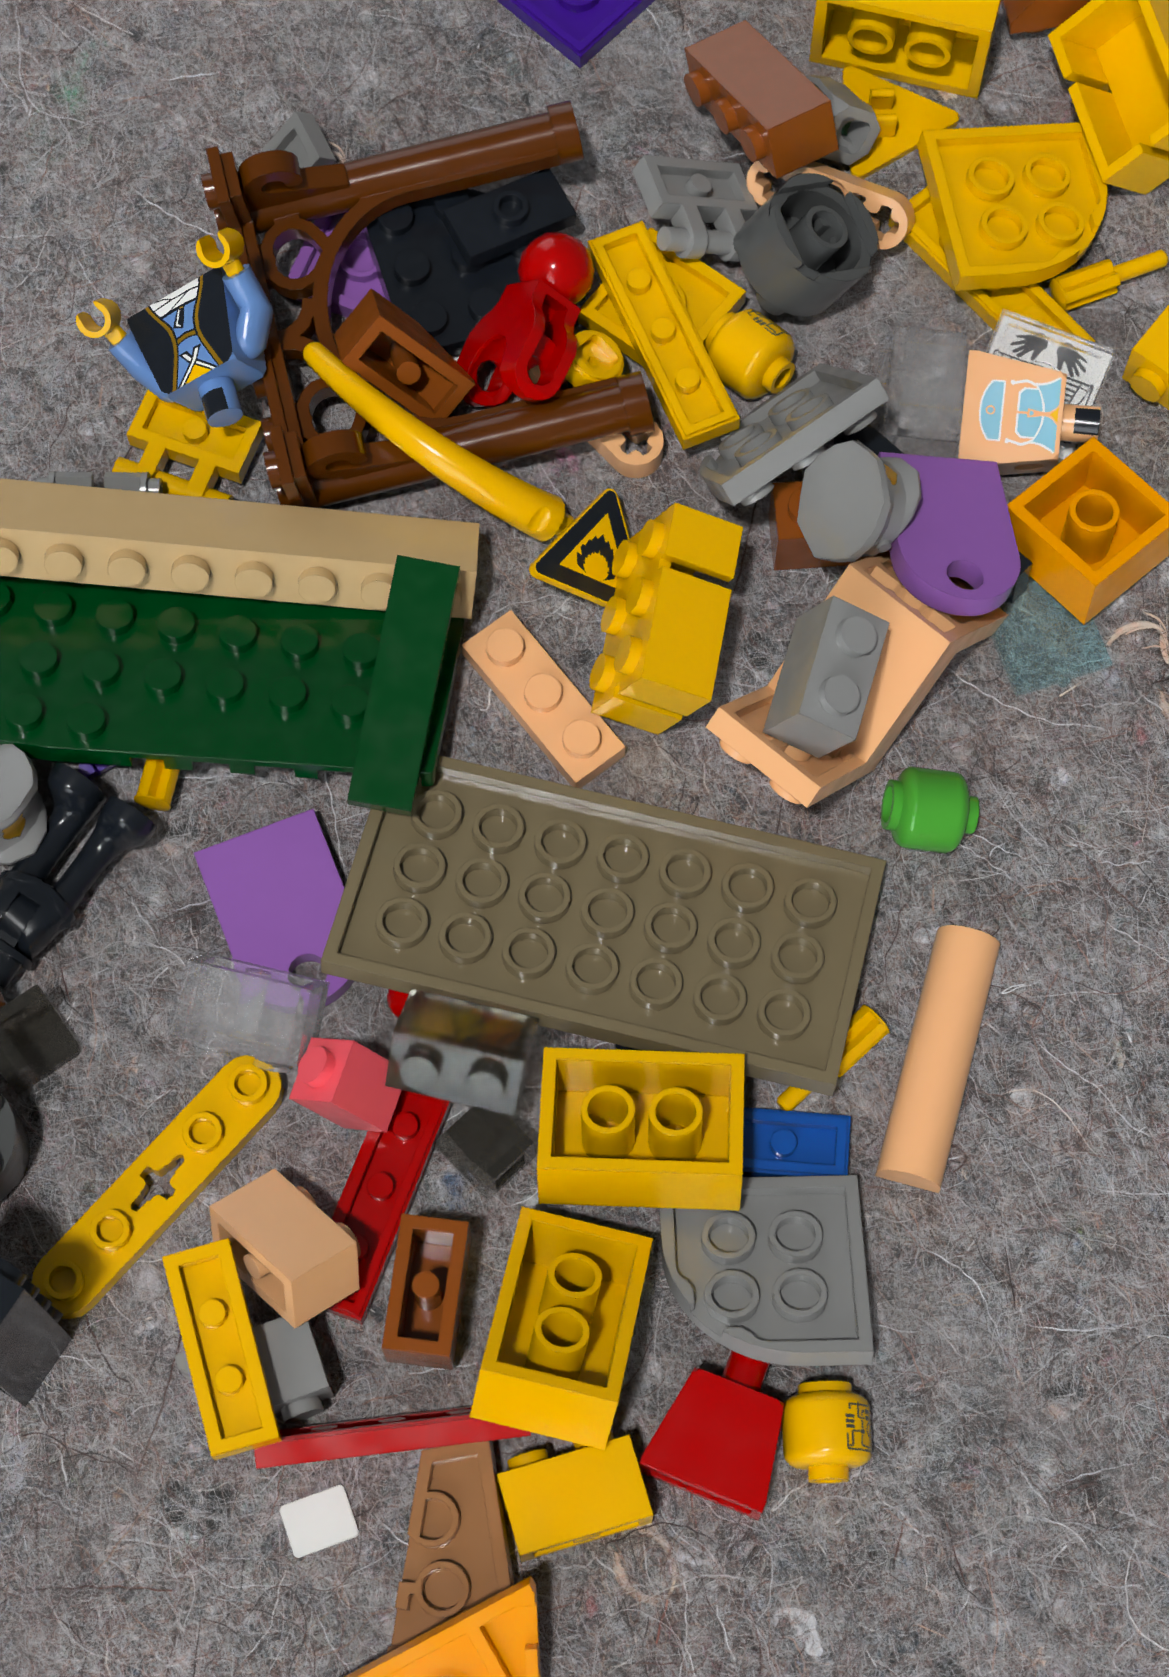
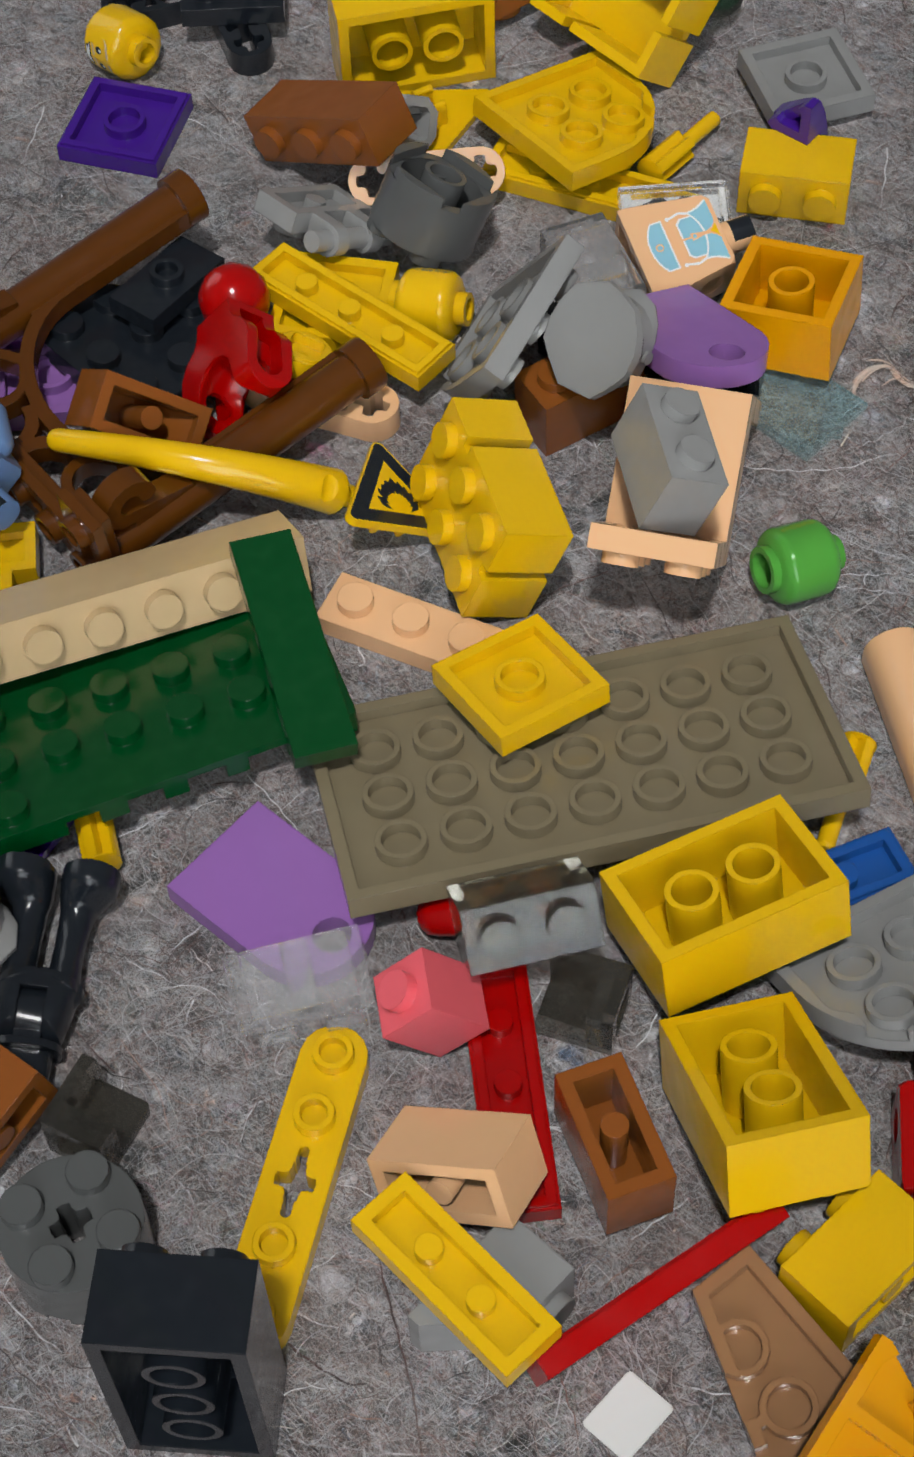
camera: 25 degrees left, 15 degrees down
(592, 818) = (520, 684): none -> yellow plate

